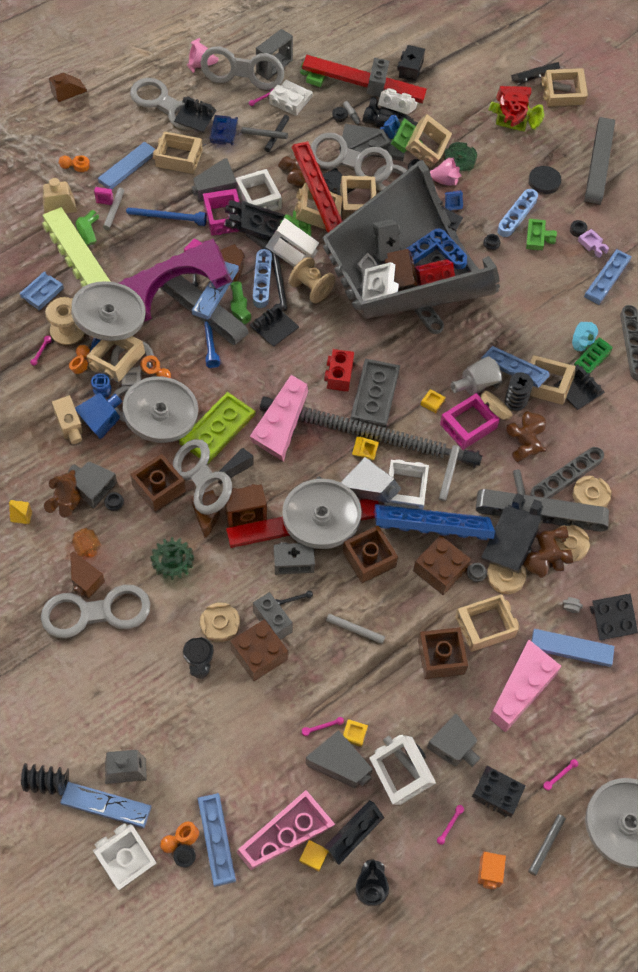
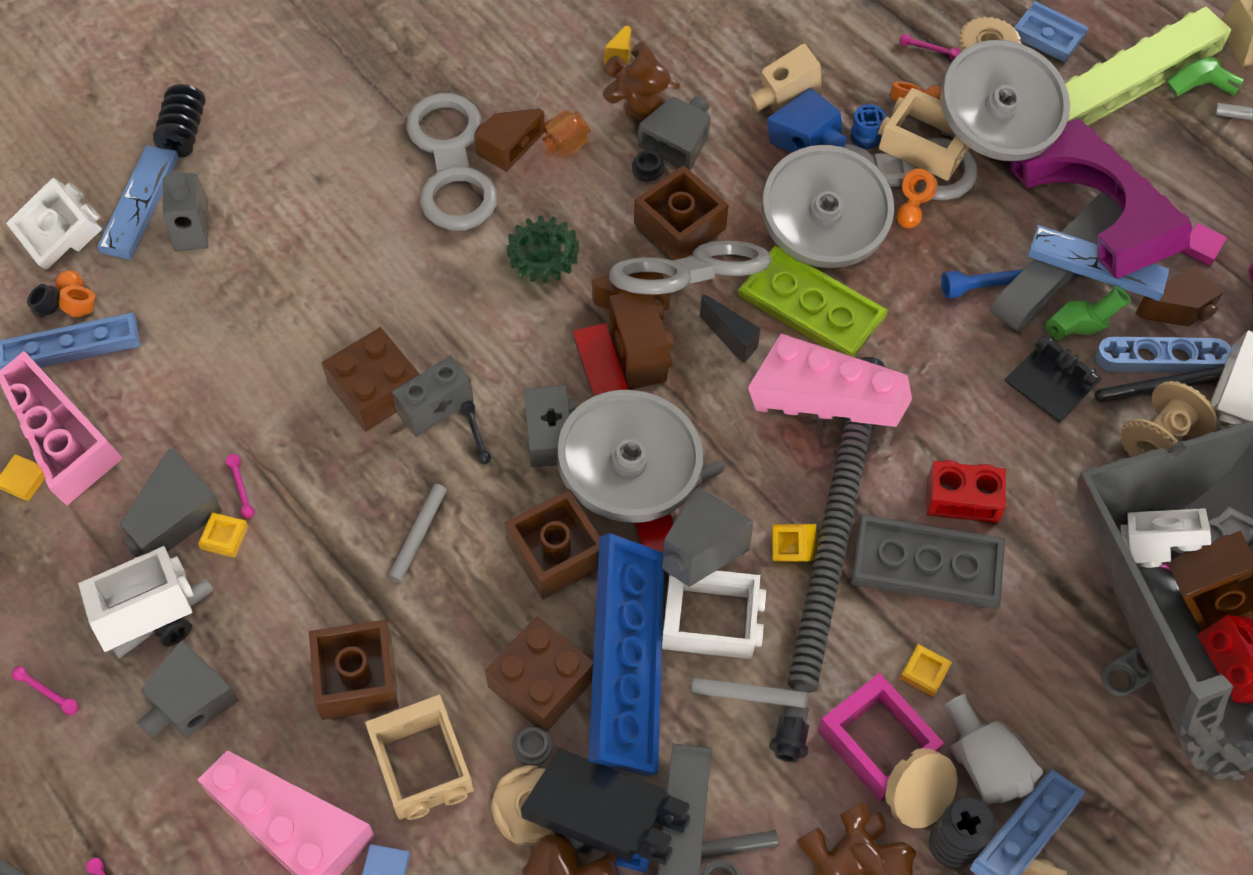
camera: 90 degrees right, 0 degrees up
(198, 654) = (364, 293): black hair -> none
(220, 622) = (432, 328): tan tile -> none
(354, 832) = (46, 531): black plate -> none
(498, 791) = (88, 771): black hinge -> none

